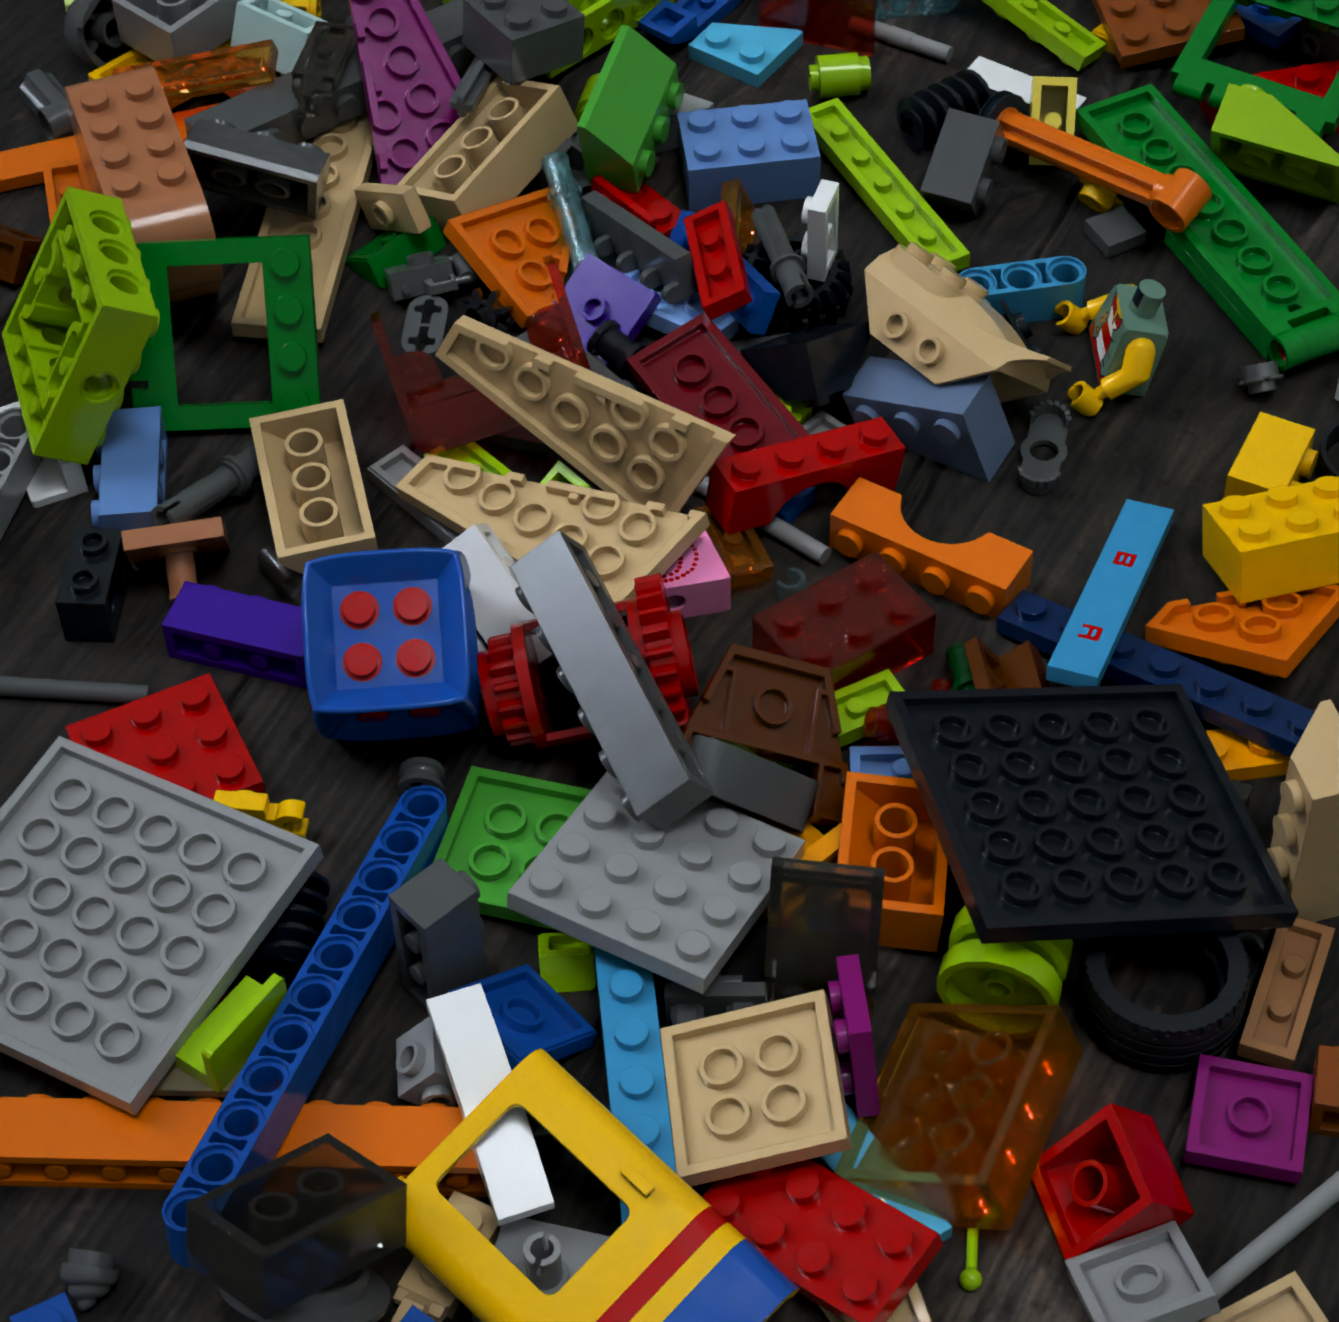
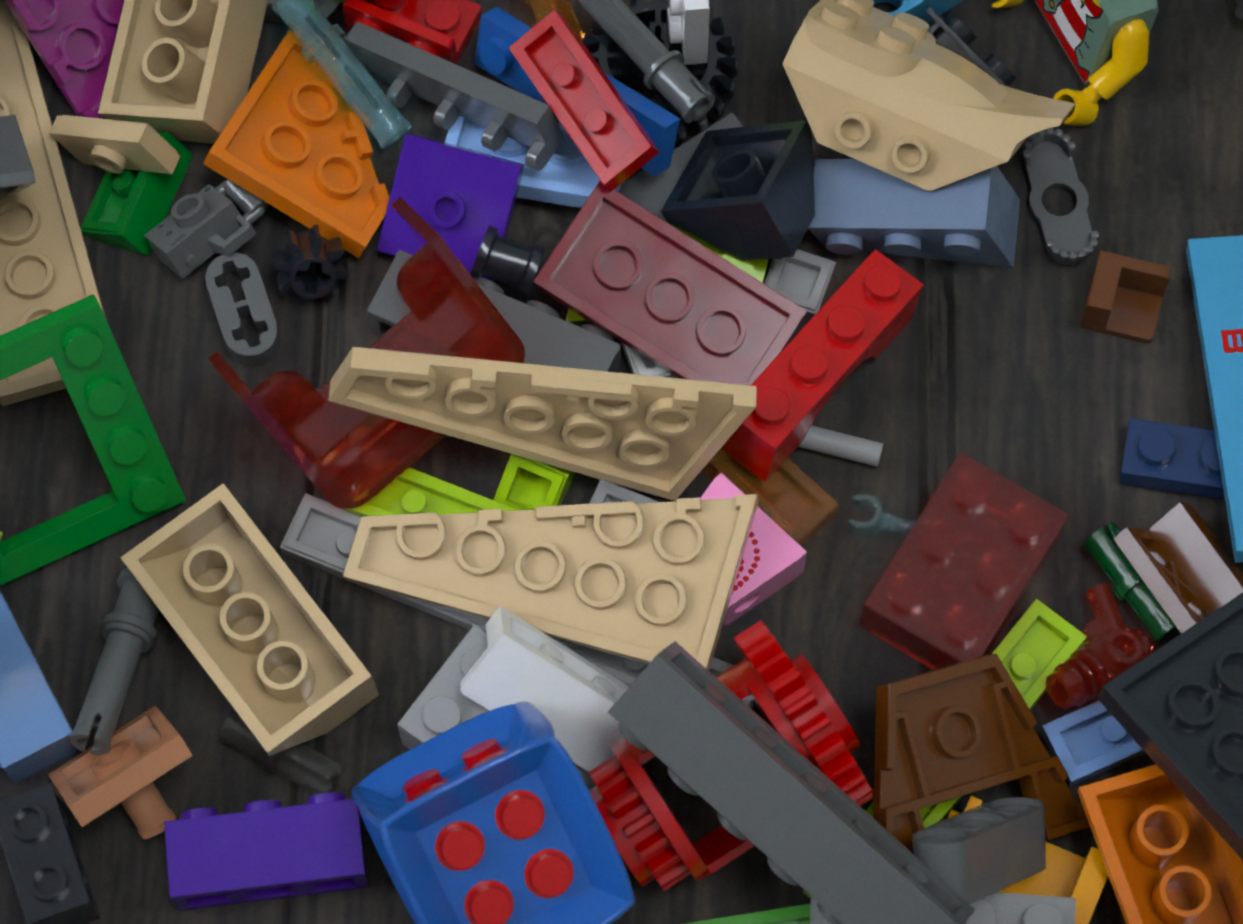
camera: 25 degrees left, 20 degrees up
(974, 573) = (928, 402): orange arch -> none
(1059, 515) = (1125, 297): none -> reddish brown panel

